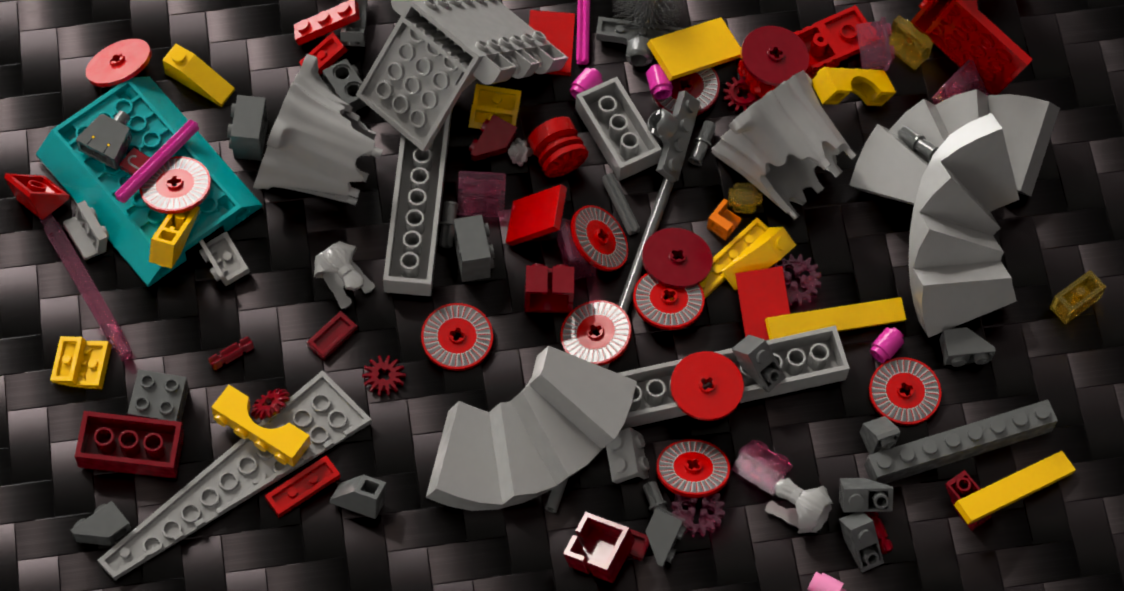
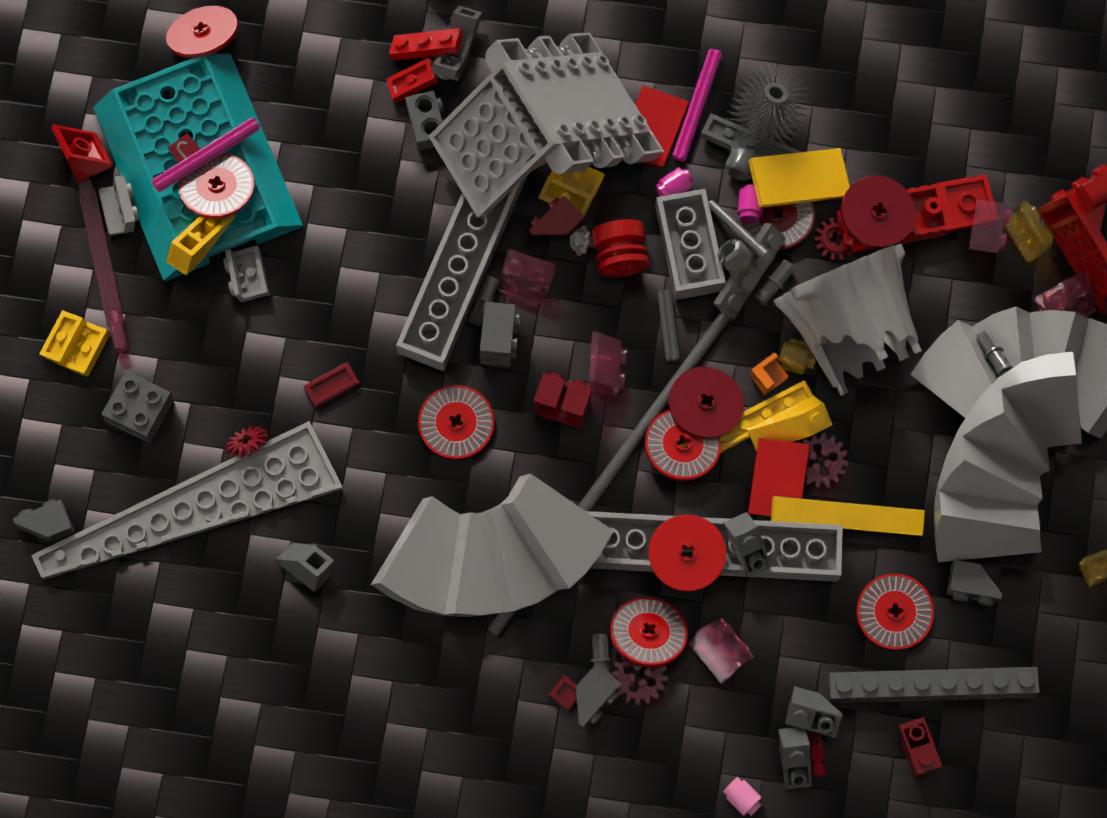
camera: 20 degrees right, 10 degrees up
(106, 139) = (163, 117): dark grey torso -> none
(129, 444) = (96, 445): dark red brick -> none
(196, 75) = (278, 66): yellow slope -> none
(231, 353) = (225, 375): dark red axle -> none
(248, 127) = (311, 139): dark grey brick -> none
(285, 442) = (248, 488): yellow arch -> none
(302, 486) = (253, 536): red plate -> none
(316, 141) = (369, 178): light grey piece -> none
(339, 270) = (360, 322): light grey piece -> none
(384, 385) = (366, 452): dark red gear -> none
(536, 215) = (574, 318): red tile -> none
(599, 238) = (633, 342): piece -> none
(604, 547) = (530, 691): dark red piece -> none
(608, 320) = (579, 455): piece -> none
(627, 456) = (588, 600): light grey bracket -> none
(658, 104) = (744, 235): none -> dark grey bar
(810, 510) = (750, 708): light grey piece -> none
(869, 84) = (970, 270): yellow arch -> none
(879, 434) = (850, 653): dark grey slope -> none
(886, 344) = (892, 557): dark pink brick -> none
(1014, 487) = (969, 750): yellow tile -> none

